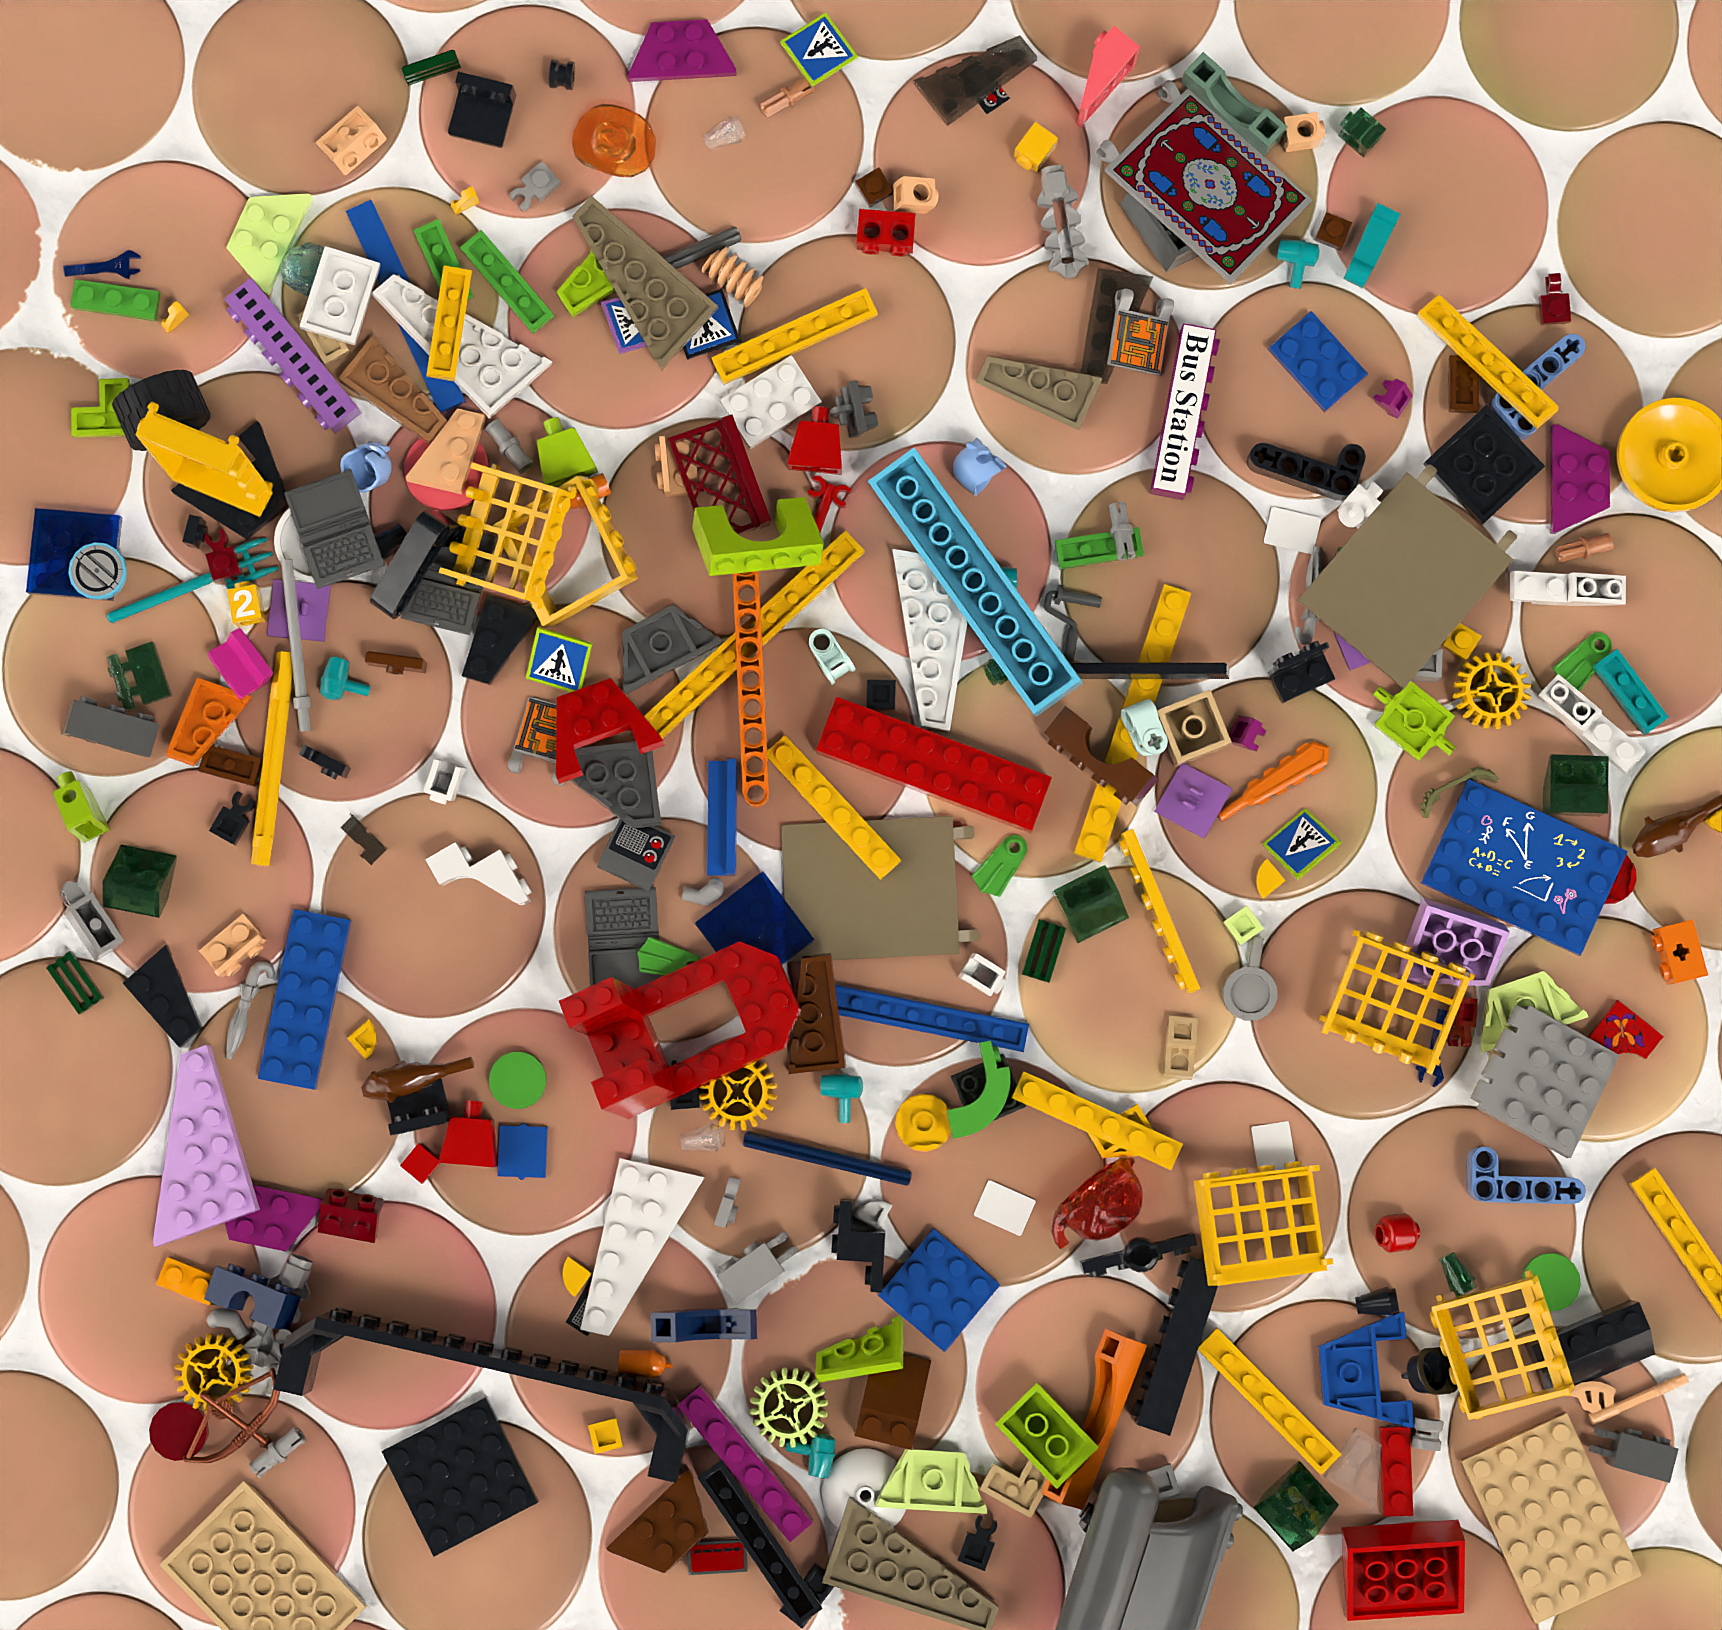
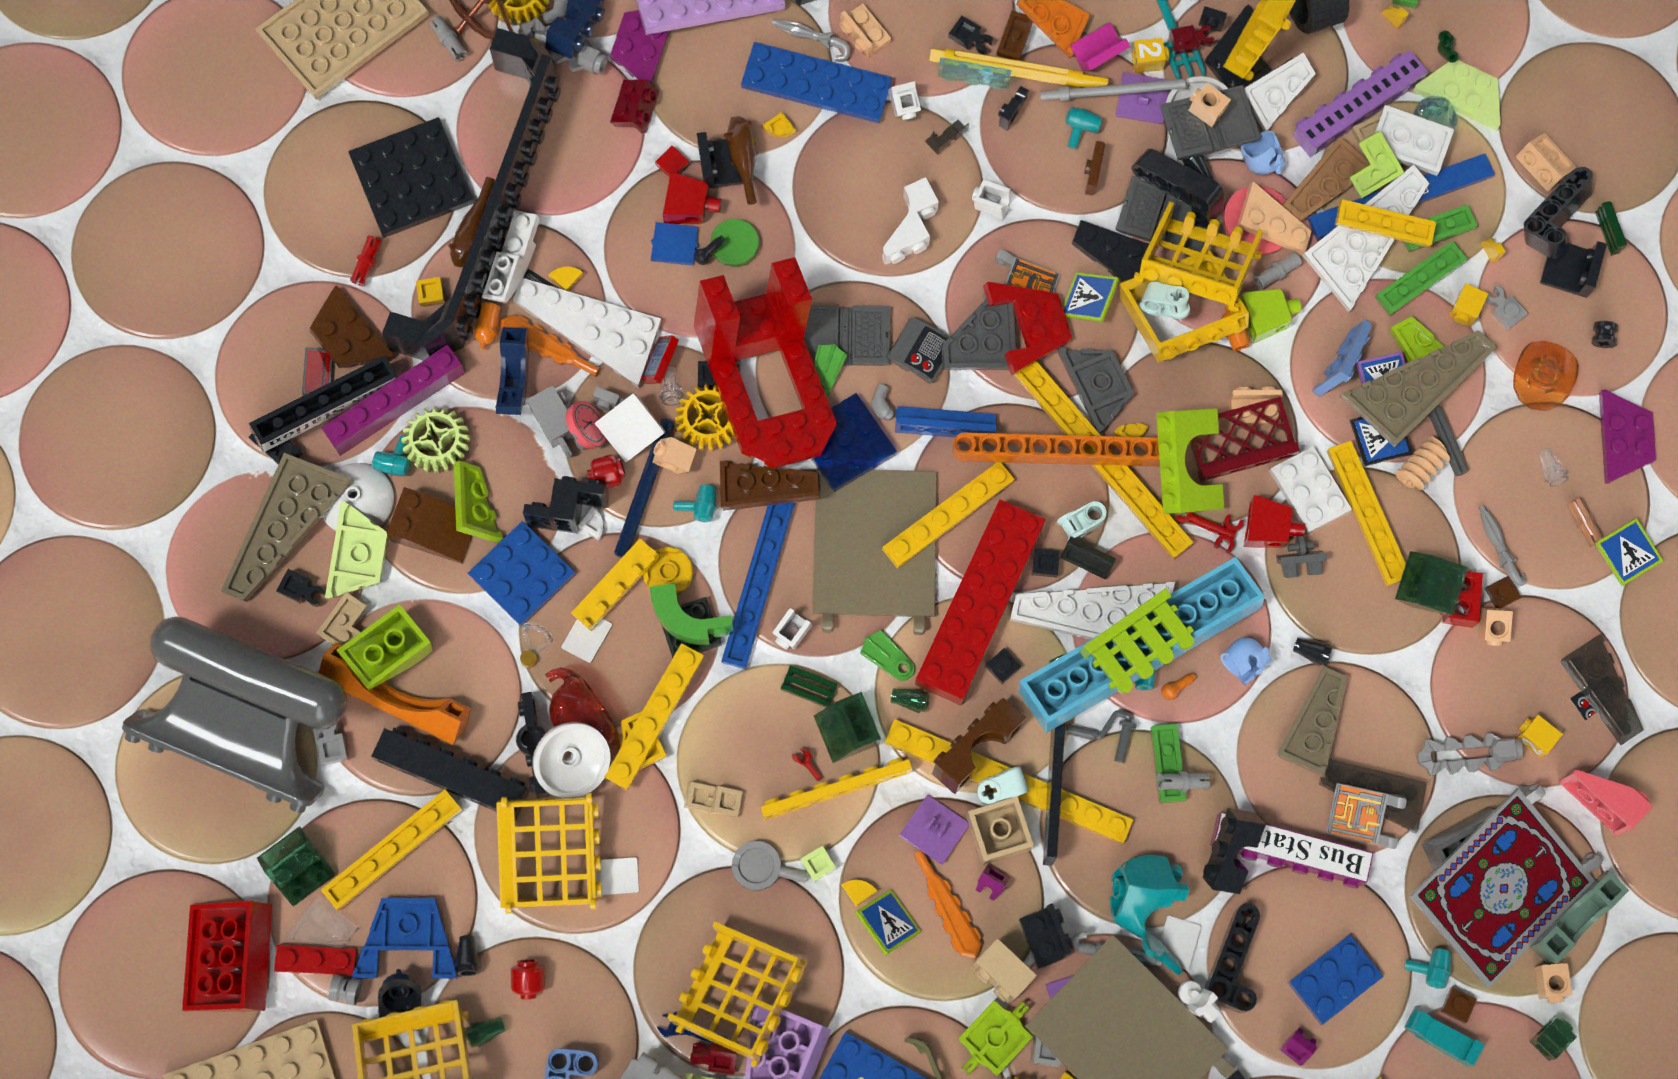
camera: 90 degrees right, 10 degrees down
(212, 257) = (1446, 46): none -> dark green arm
(282, 453) = (1274, 91): none -> white wing
(284, 811) = (973, 73): none -> clear light blue plate
(317, 518) = (1206, 113): none -> light nougat brick
(326, 890) = (904, 100): none -> white window
(377, 328) = (1382, 166): none -> lime plate
(413, 121) = (1544, 225): none -> black beam
(524, 1395) = (467, 229): none -> reddish brown piece
(537, 228) = (1468, 305): none -> yellow brick
(537, 1115) = (703, 255): none -> black piece
(560, 1339) = (514, 259): none -> white slope
(567, 574) = (1164, 298): none -> light aqua piece
(572, 1517) = (365, 260): none -> red pin
(626, 369) = (1348, 355): none -> medium blue wing
(659, 1292) = (548, 344): none -> orange sword
(671, 1154) = (660, 359): none -> tile
(718, 605) = (1131, 430): none -> yellow tile
(759, 1181) = (630, 427): none -> white tile
(760, 1232) = (581, 421): none -> coral tile
(788, 1126) = (673, 455): none -> light nougat brick
(809, 196) = (1495, 536): none -> light grey piece
(813, 1203) = (607, 470): none -> red head
(872, 647) = (1088, 558): none -> pearl dark grey tile
(877, 265) = (1431, 583): none -> clear green slope
(945, 1180) = (615, 584): none -> yellow hinge
(959, 391) = (1314, 651): none -> black cone
(983, 599) = (1128, 648): none -> lime fence
(1002, 736) = (1003, 666): none -> black plate
(1016, 548) = (1171, 690): none -> orange piece
(1036, 1271) = (528, 658): none -> clear piece
(1050, 835) = (911, 699): none -> clear green cone
(1130, 948) = (806, 761): none -> red hand
(1167, 1199) = (578, 772): none -> white dish
(1178, 469) = (1236, 831): none -> black arch
(1245, 570) = (1140, 889): none -> teal hips
(1346, 714) = (1003, 971): none -> tan brick

